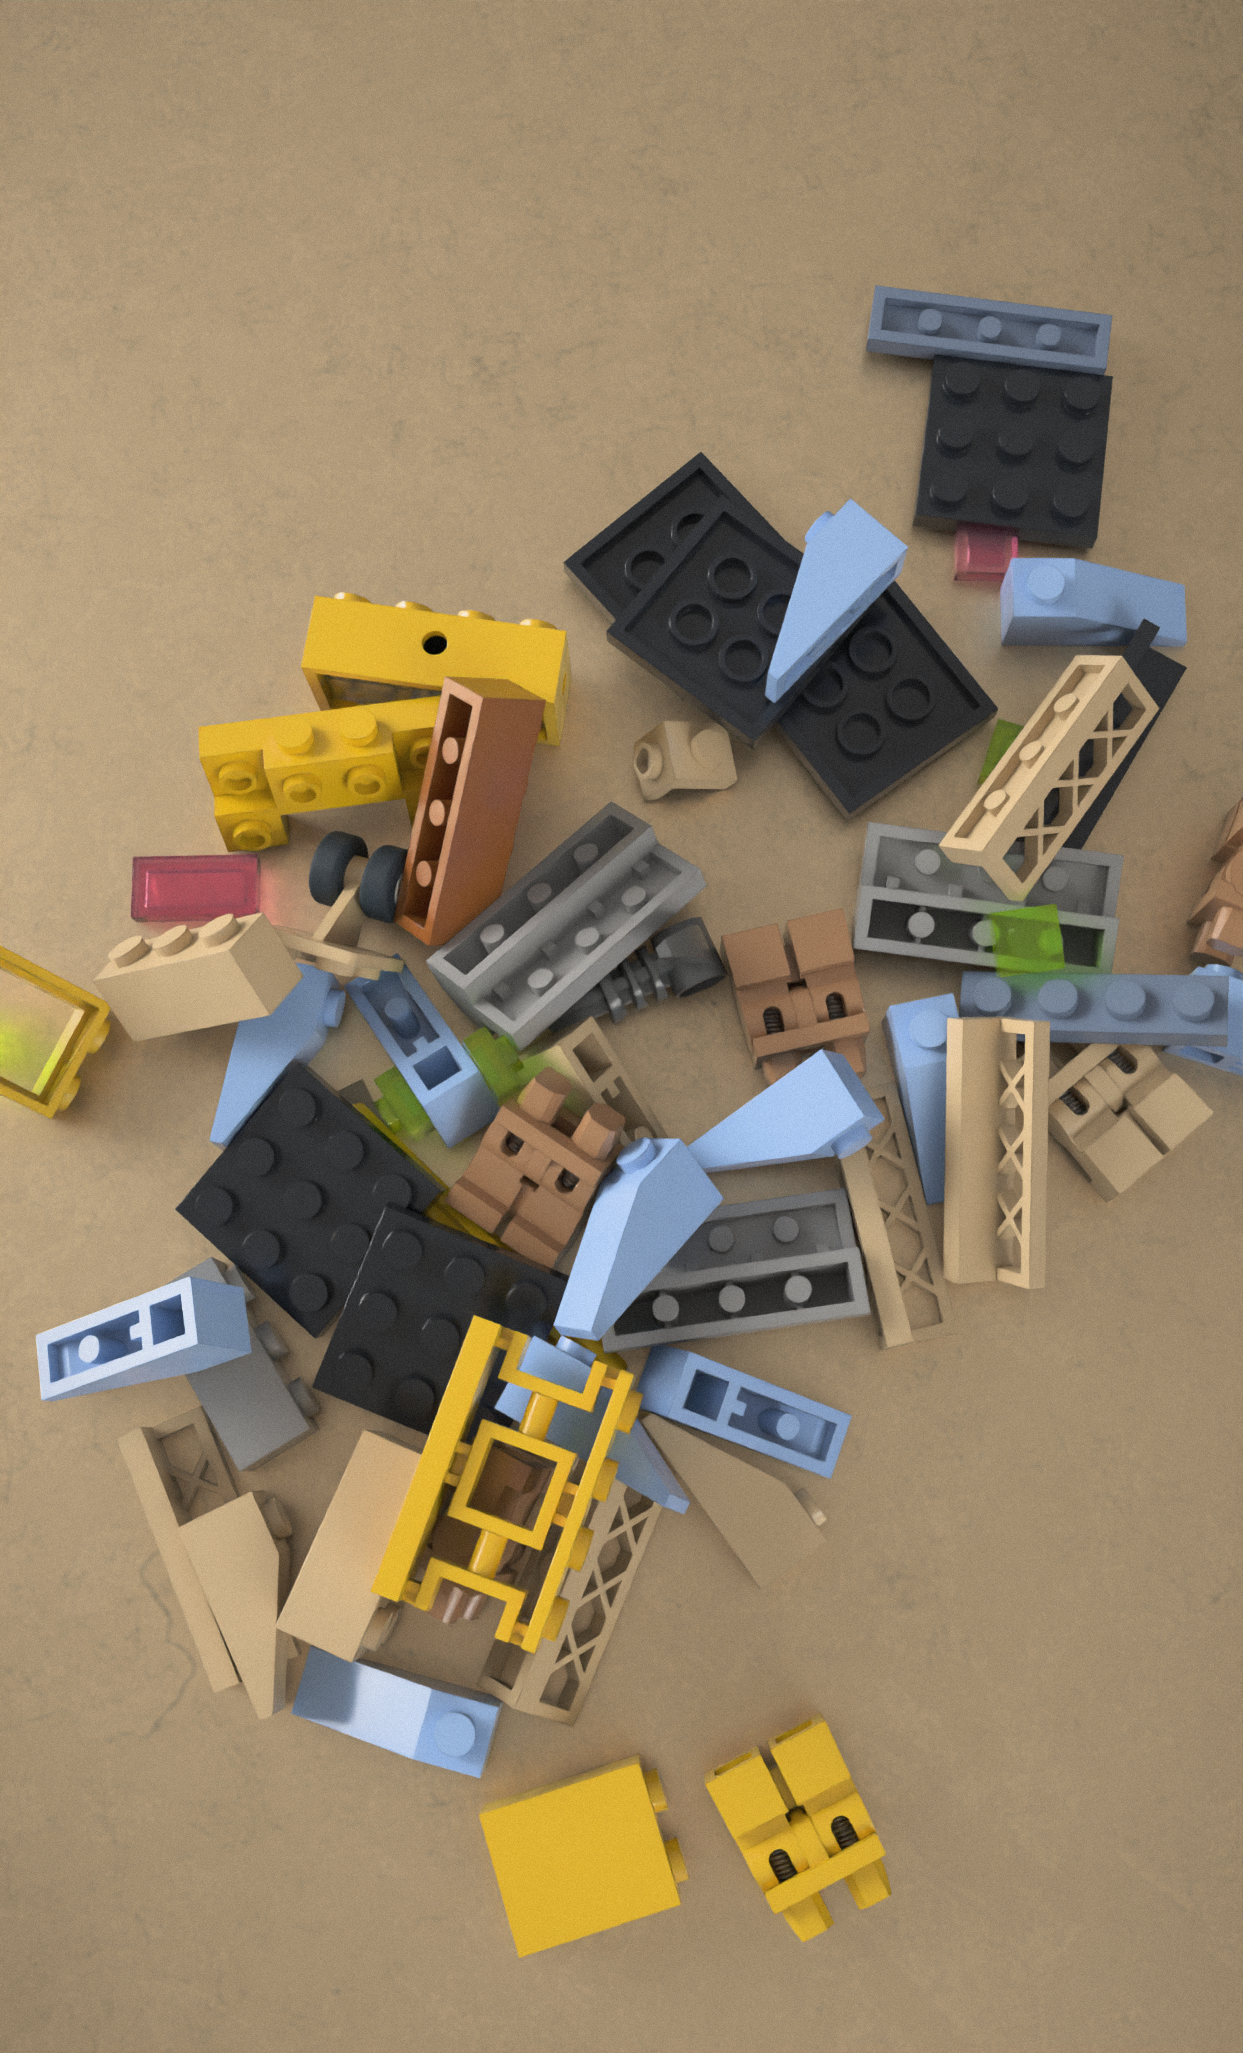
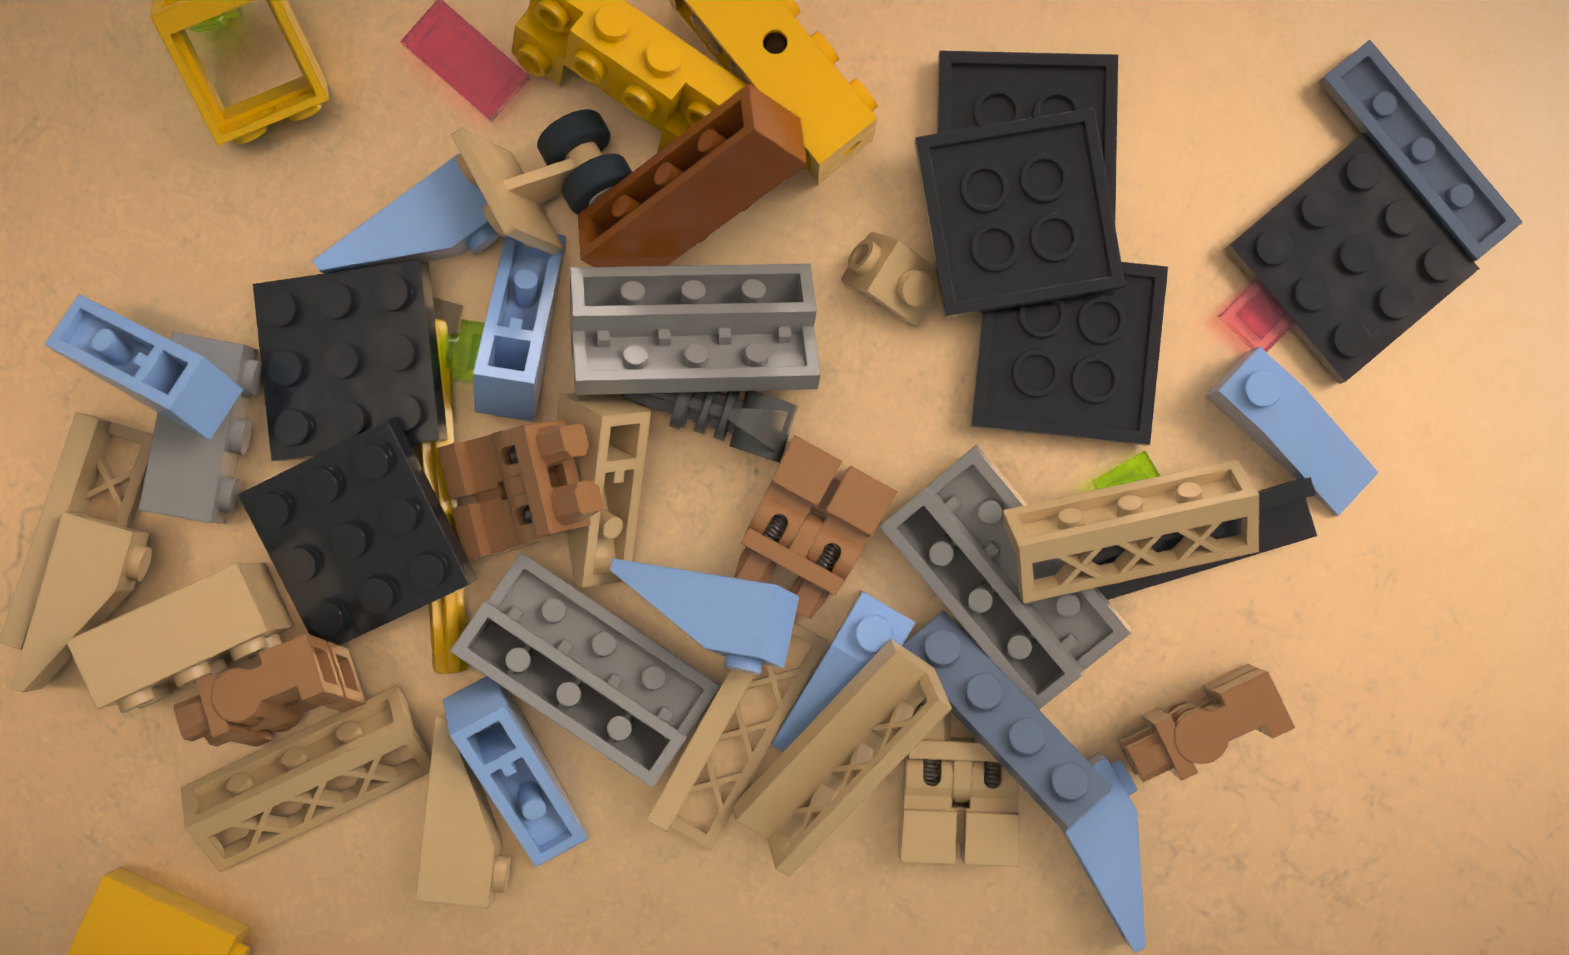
camera: 40 degrees right, 10 degrees up
(198, 977) = (398, 139): tan brick -> none
(400, 1711) = (115, 766): light blue slope -> none
(453, 1462) = (274, 646): yellow fence -> none
(495, 1061) = (549, 387): clear neon green plate -> none
(577, 1429) = (399, 688): light blue slope -> none
(634, 1229) = (544, 589): light blue slope -> none
(841, 574) = (1111, 252): light blue slope -> none
(1026, 940) = (1001, 632): clear neon green plate -> none

